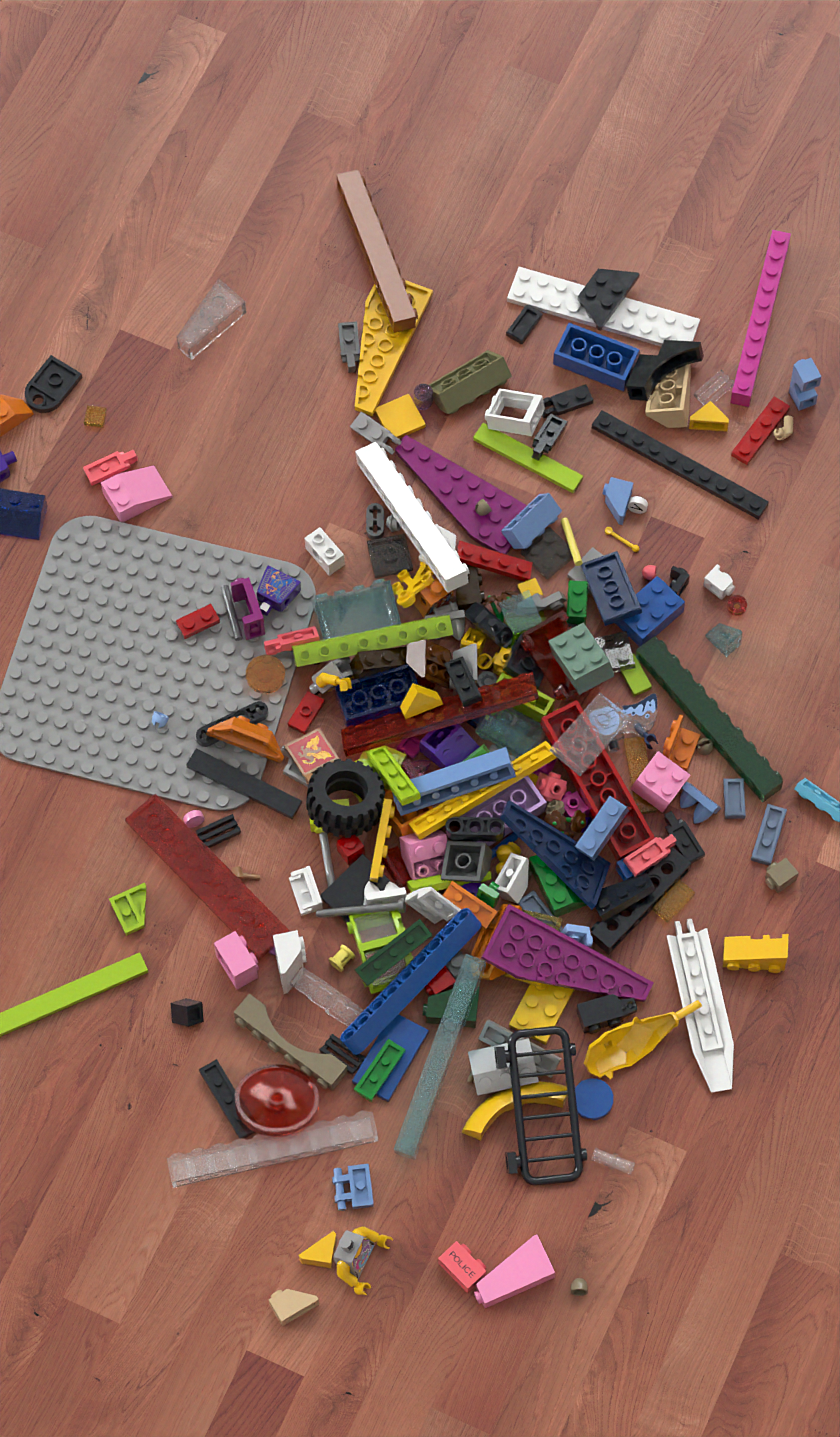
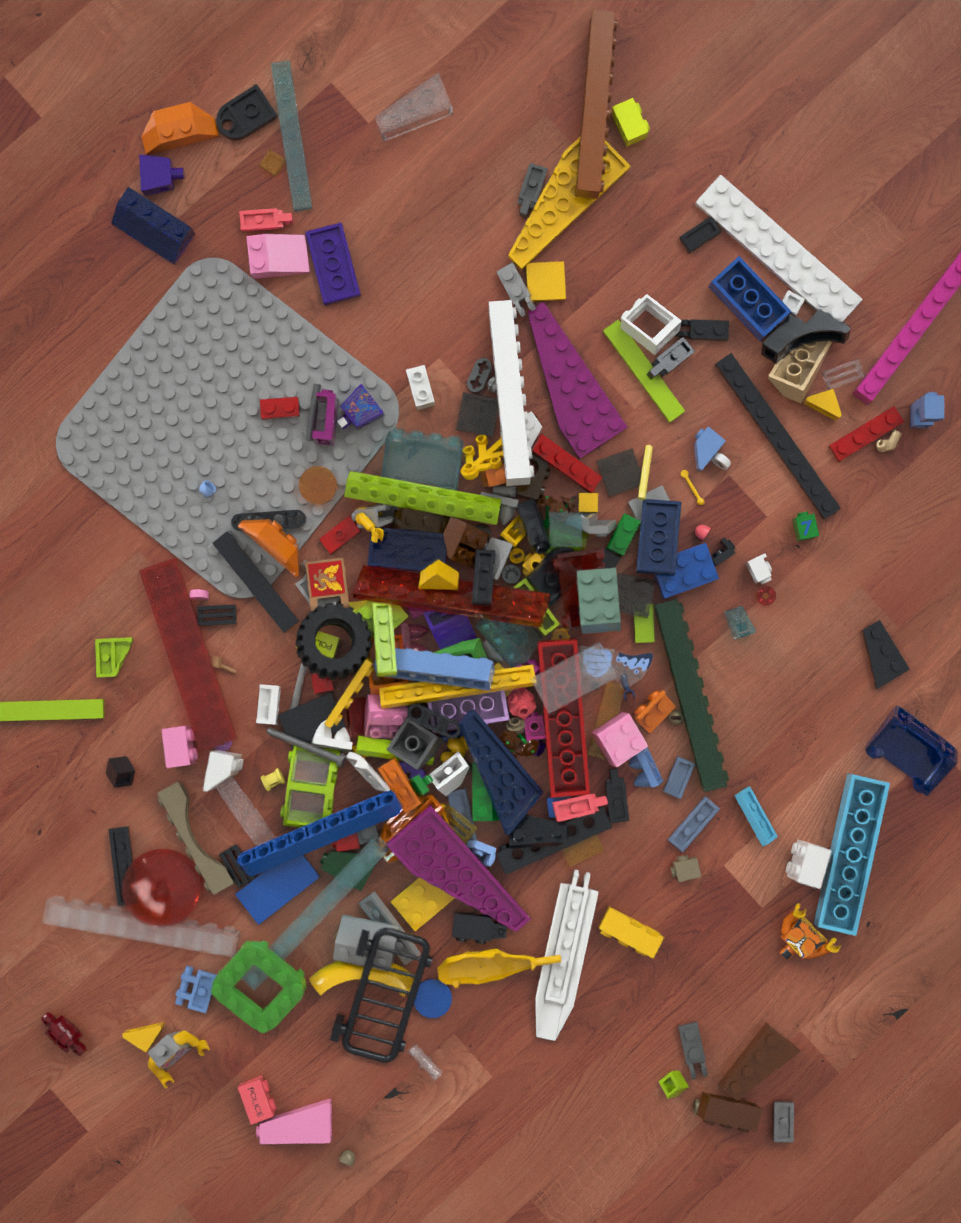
camera: 20 degrees right, 20 degrees up
(103, 387) = (291, 136): none -> clear light blue tile
(191, 480) = (333, 263): none -> dark purple tile
(239, 1283) = (64, 1034): none -> dark red piece
(285, 641) = (355, 463): coral hinge -> none
(291, 1304) = (100, 1070): tan slope -> none
(379, 1070) = (260, 898): green plate -> none
(393, 952) = (313, 804): dark green plate -> none
(414, 255) = (630, 122): none -> neon yellow brick
(423, 396) = (575, 277): brick -> none
(425, 1119) = (276, 968): none -> bright green plate
(470, 381) = (623, 272): olive slope -> none
(482, 508) = (579, 407): dark tan hinge -> none
(531, 521) = (617, 439): medium blue brick -> none
(601, 828) = (545, 769): medium blue brick -> none
(605, 293) = (786, 238): black wing -> none
(639, 344) = (793, 302): none -> white tile
(744, 529) = (805, 526): none -> green brick

